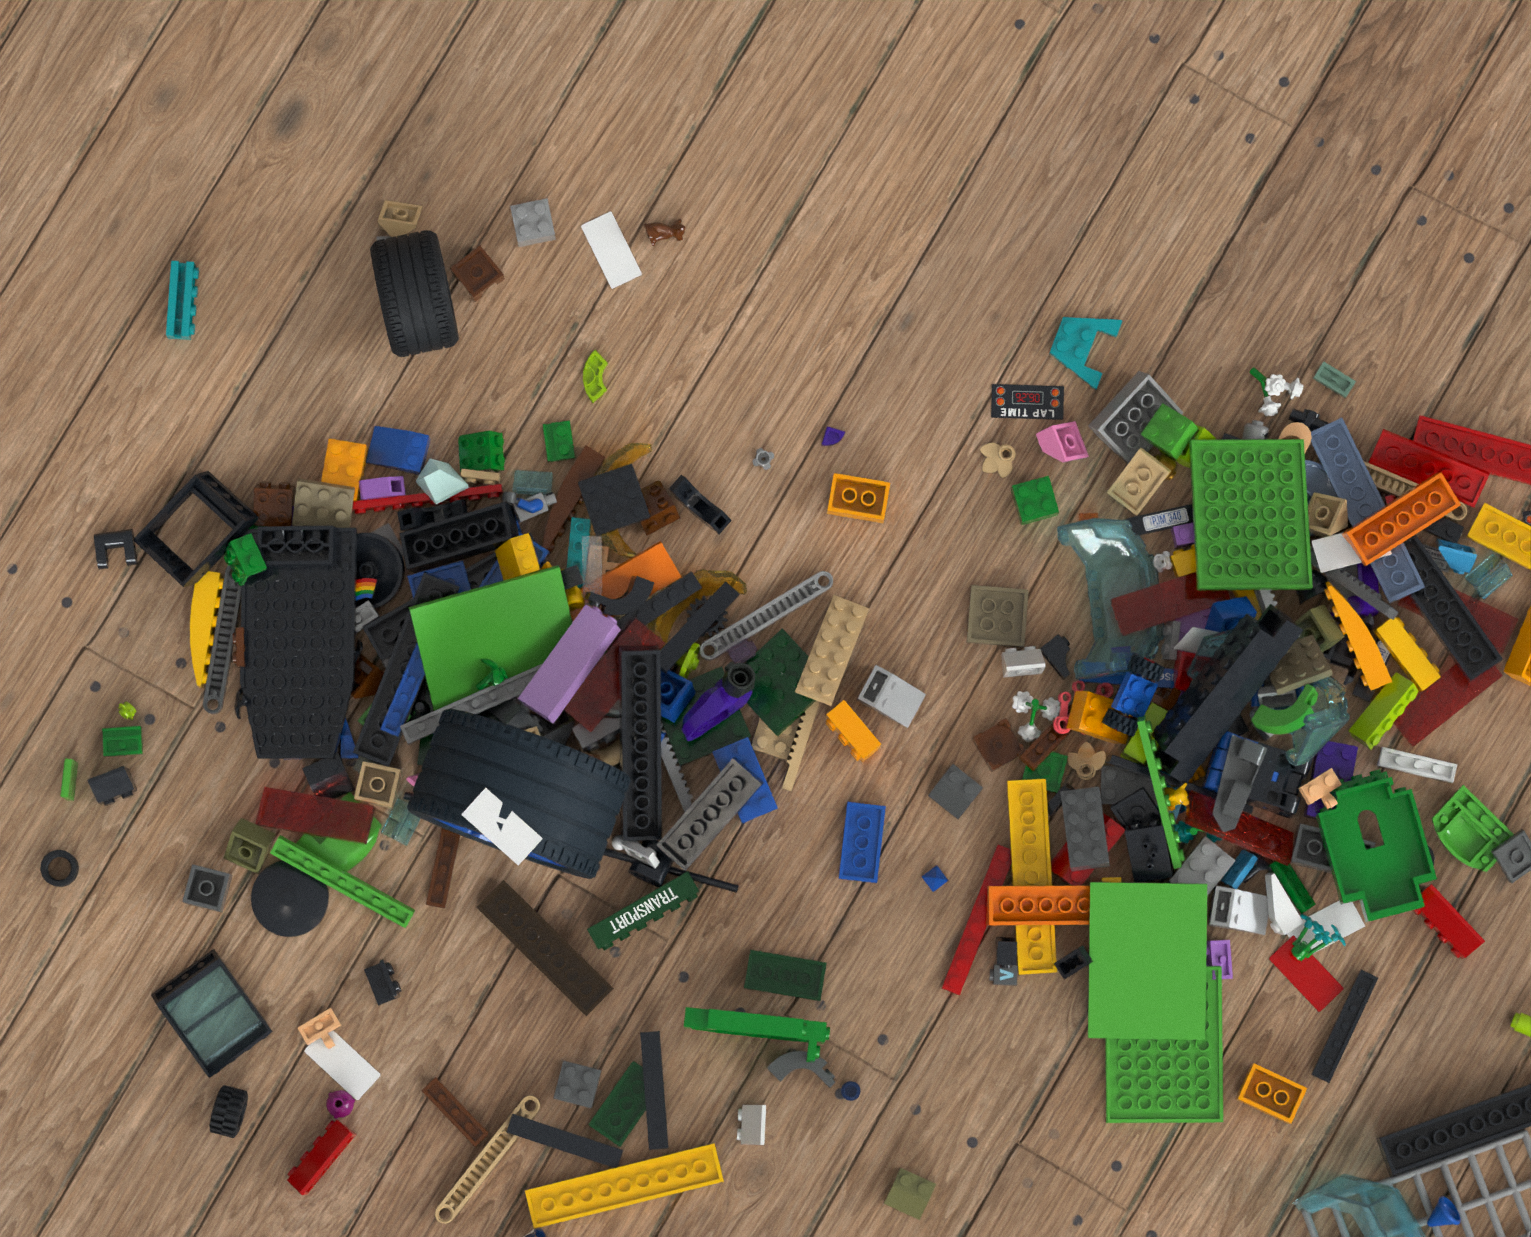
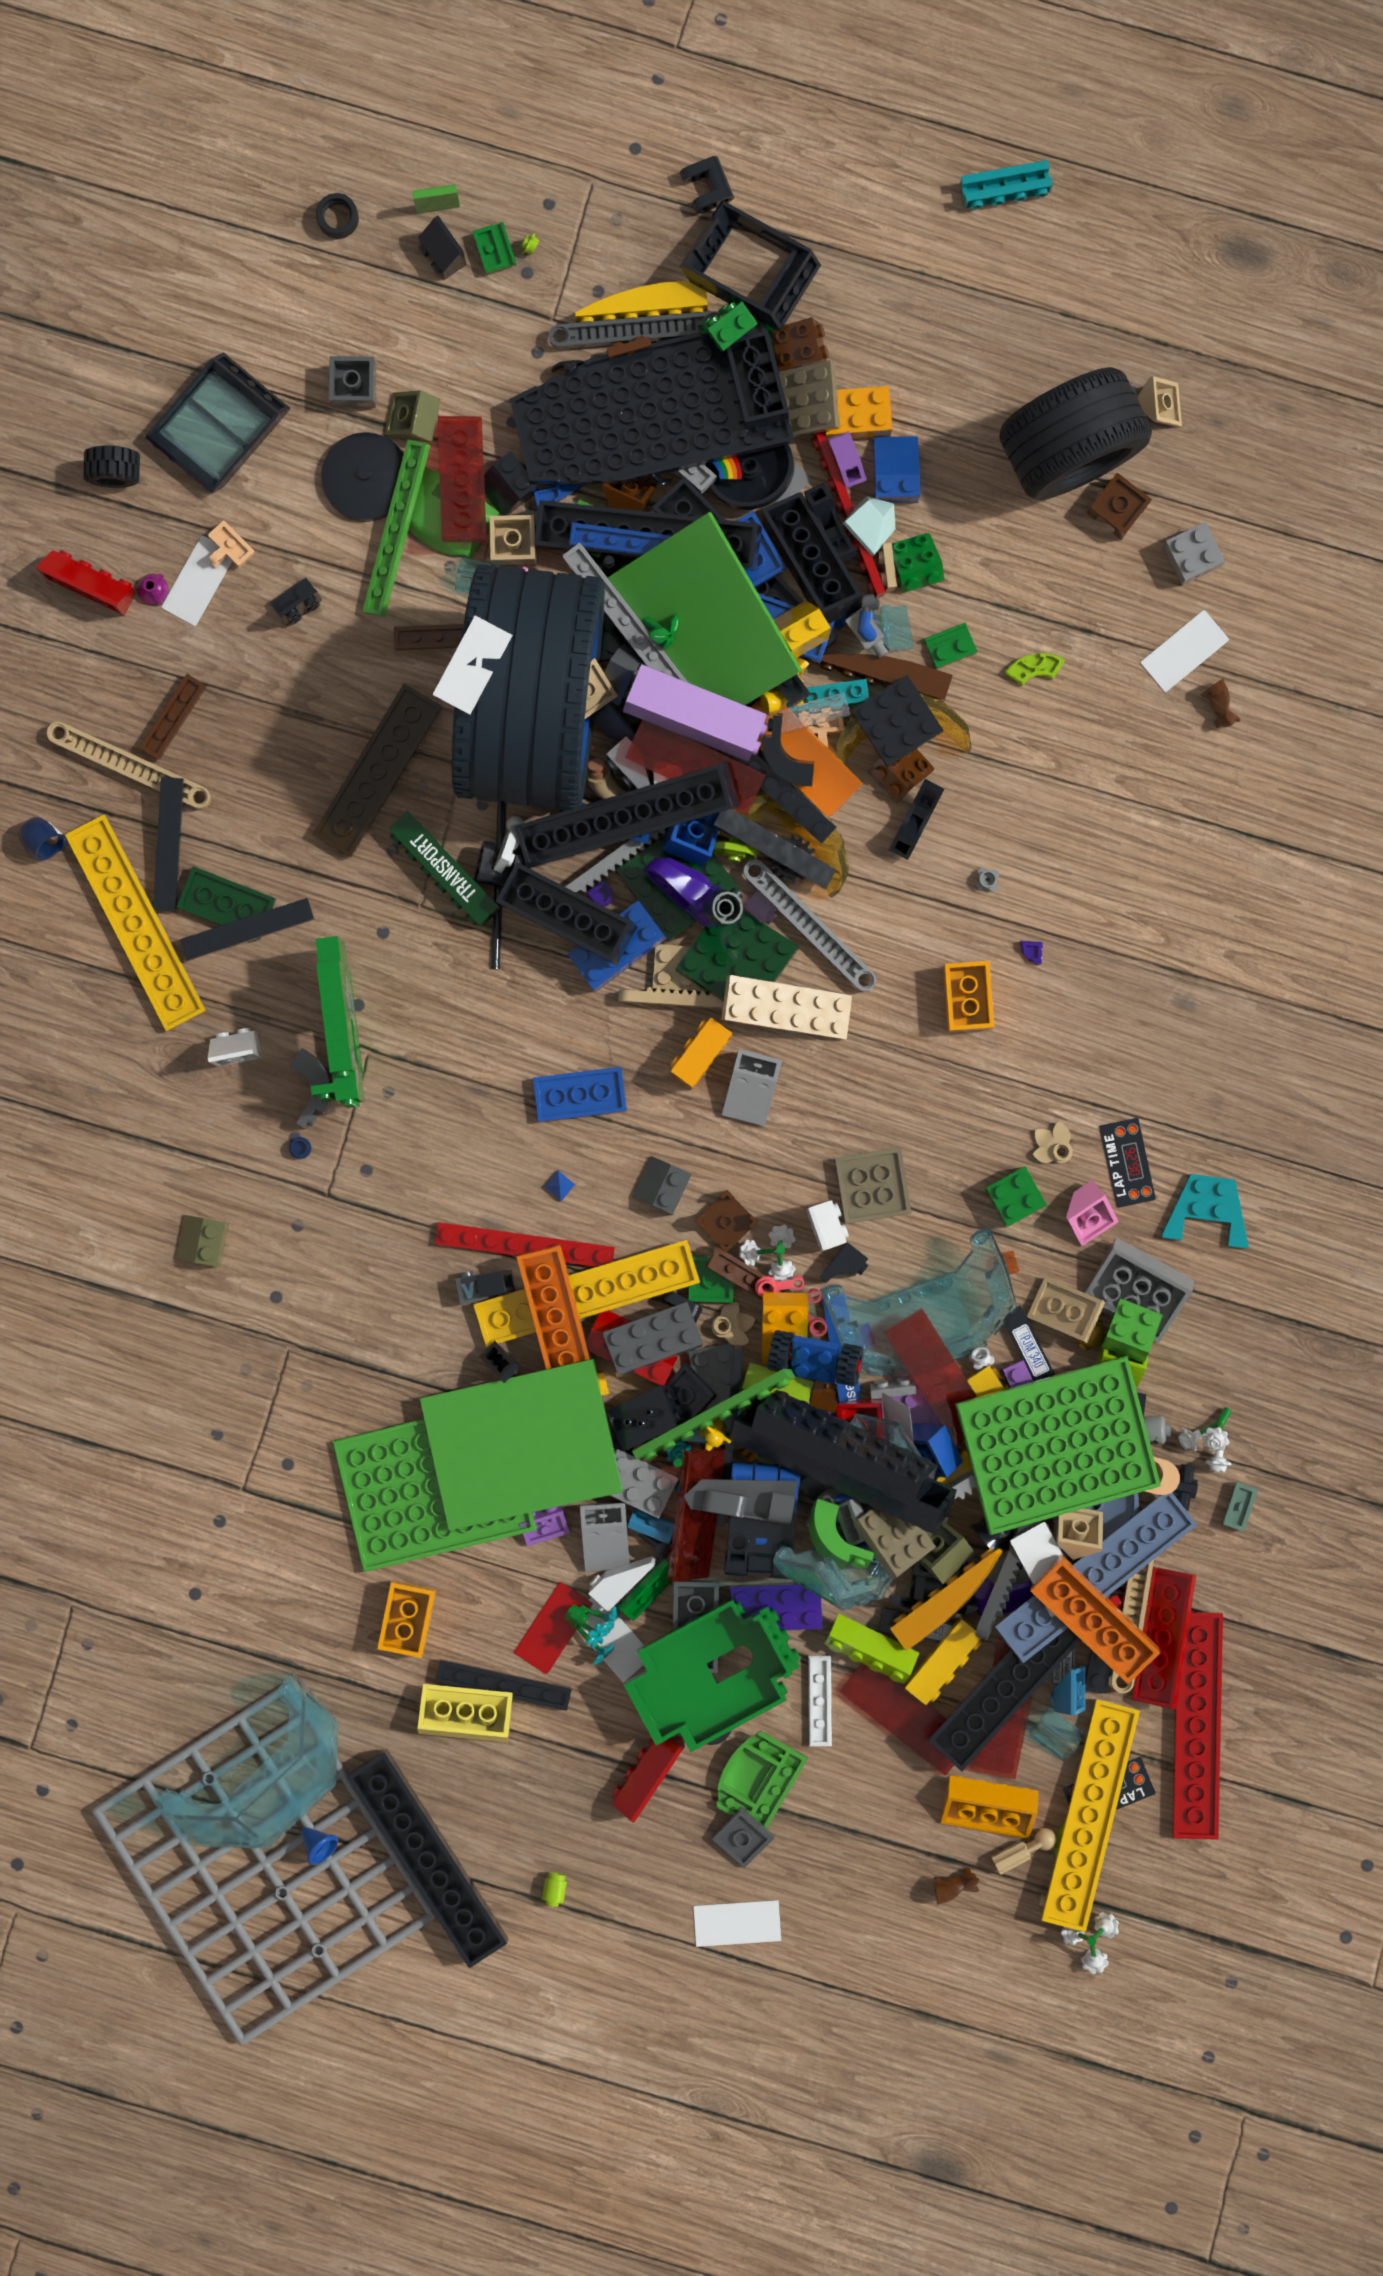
camera: 75 degrees right, 5 degrees up
(577, 1084) = (234, 843): dark grey brick -> none
(697, 783) = (601, 894): none -> dark purple tile
(785, 975) = (410, 1044): dark green plate -> none
(1320, 788) = (760, 1596): light nougat plate -> none
(1361, 1063) = (465, 1713): none -> light yellow slope

